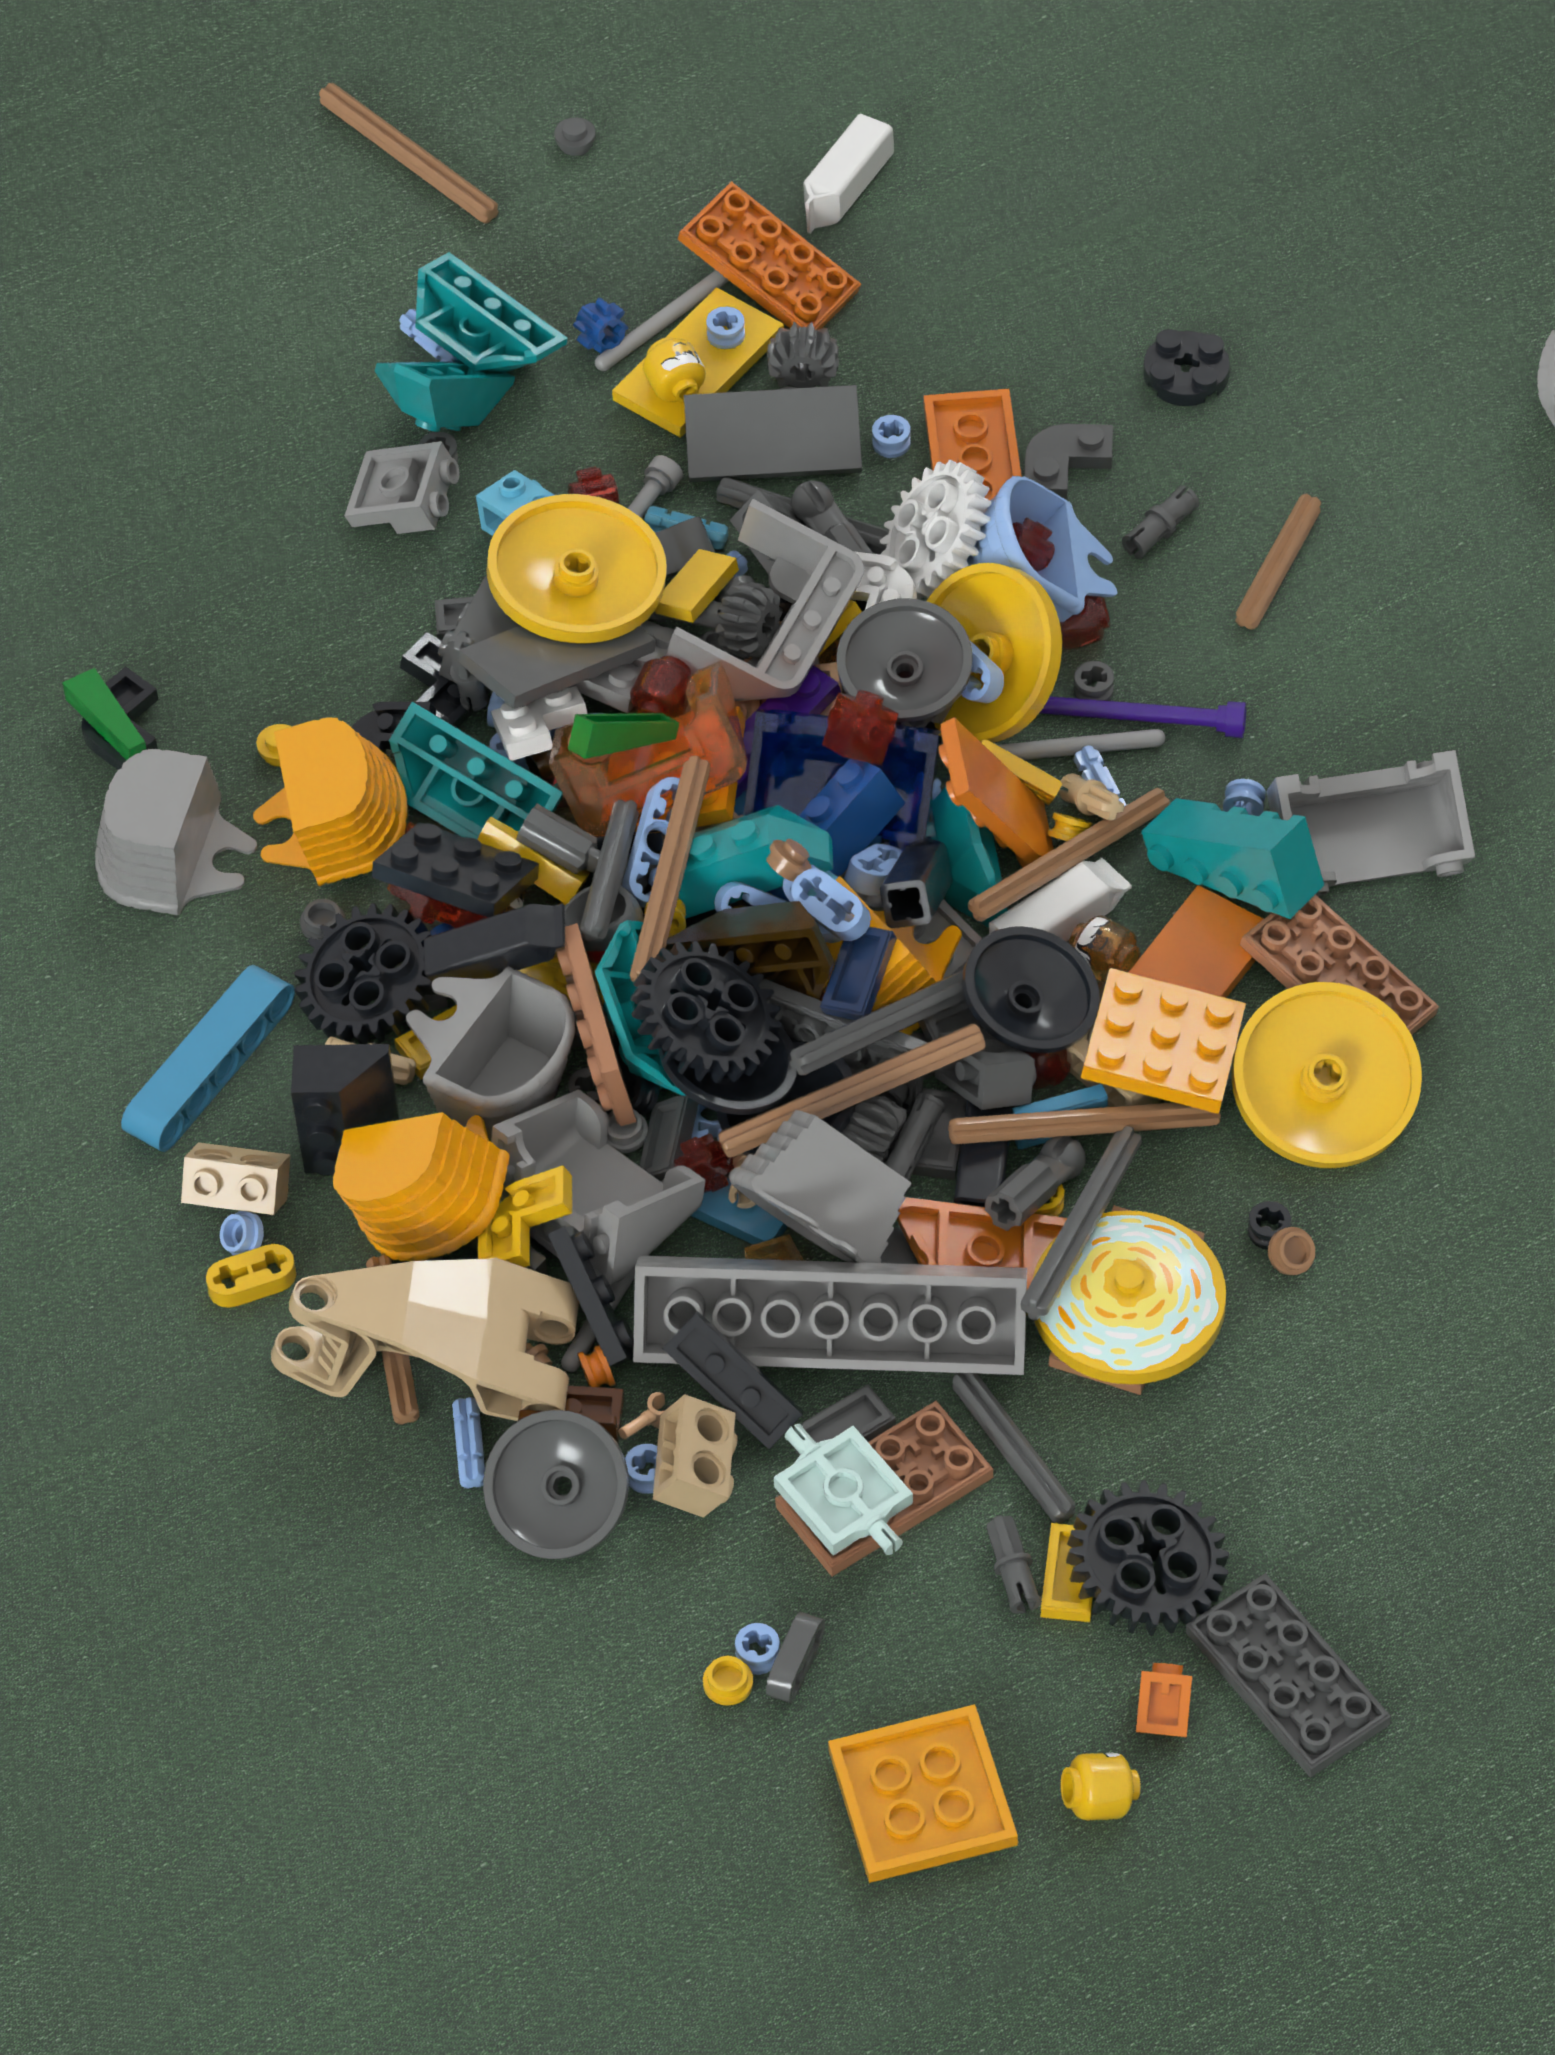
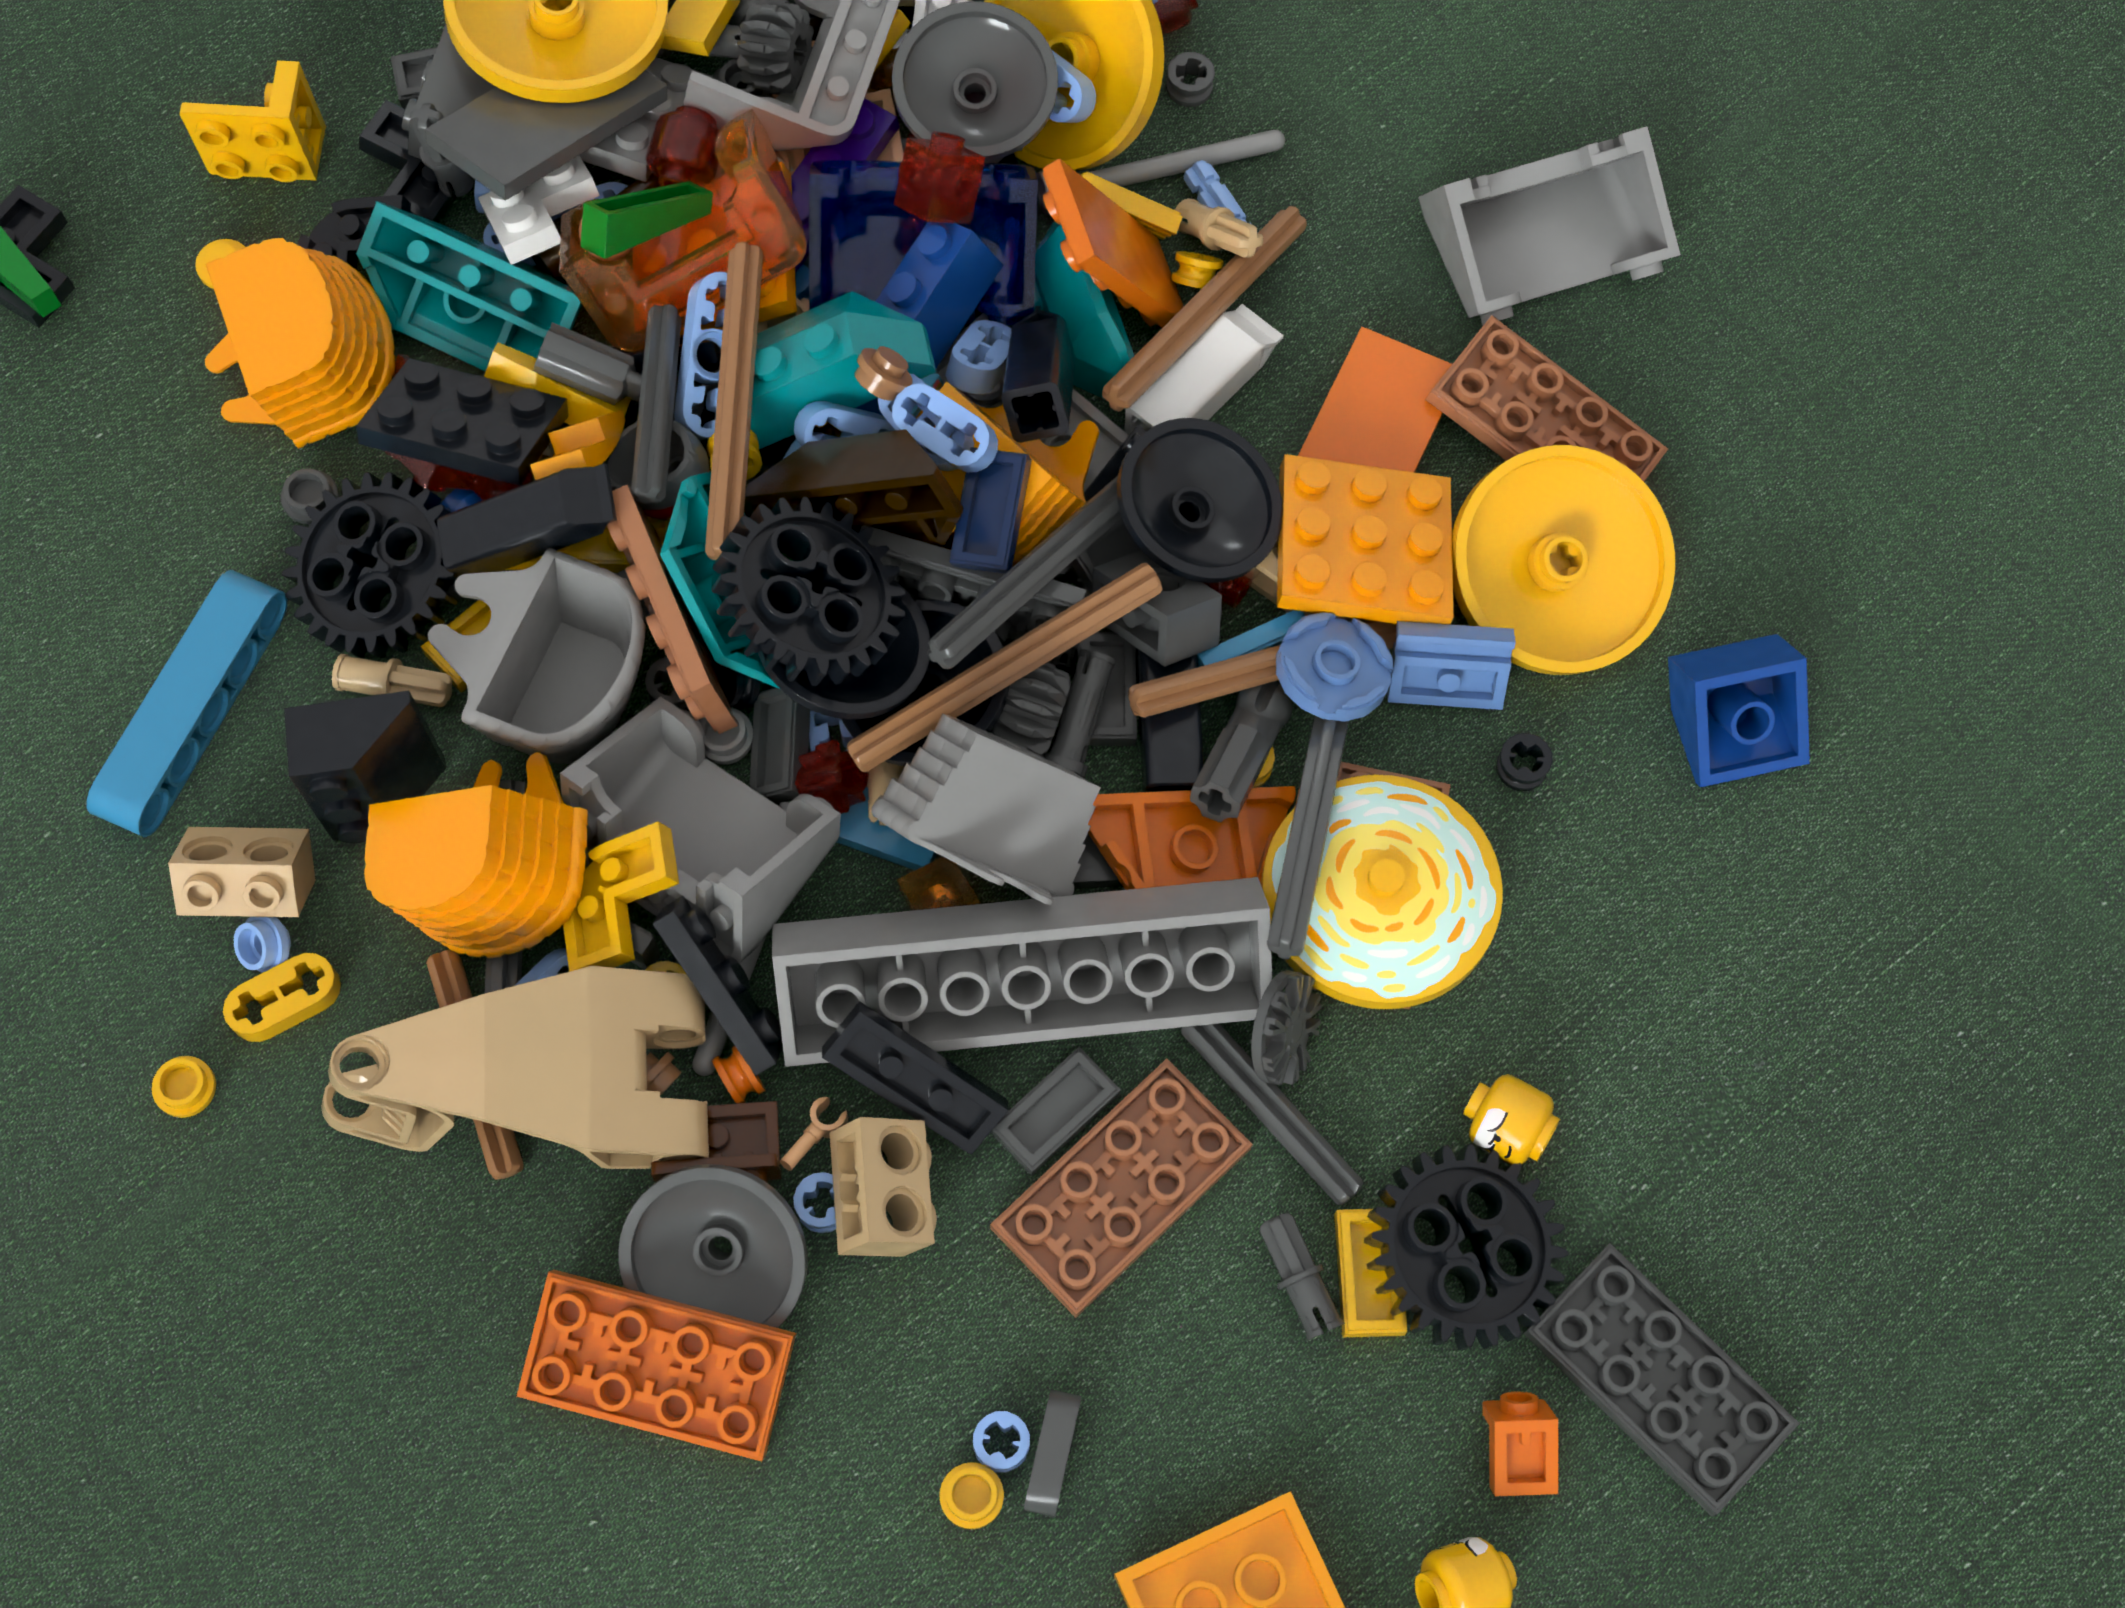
camera: 15 degrees left, 15 degrees up
(164, 833) = (93, 403): light grey piece -> none
(167, 1327) = (183, 1086): none -> yellow plate
(324, 650) = (263, 142): none -> yellow bracket
(468, 1442) = (593, 1205): light blue axle -> none
(501, 1558) = (656, 1365): none -> orange tile
(549, 891) = (582, 444): none -> light orange slope
(843, 1490) = (1078, 1216): light aqua plate -> none
(1033, 1384) = (1284, 1028): none -> dark grey wheel
(1105, 946) = (1268, 421): clear orange head -> none
(1119, 1126) = (1334, 667): none -> medium blue tile
(1203, 1472) = (1511, 1119): none -> yellow head
(1218, 1142) = (1451, 665): none -> medium blue plate
(1227, 718) = (1354, 108): dark purple piece -> none
(1237, 853) = (1409, 286): teal wedge -> none
(1245, 794) = (1393, 209): light blue bush -> none
(1291, 1251) = (1559, 795): medium nougat plate -> none
(1455, 1205) = (1741, 708): none -> blue slope

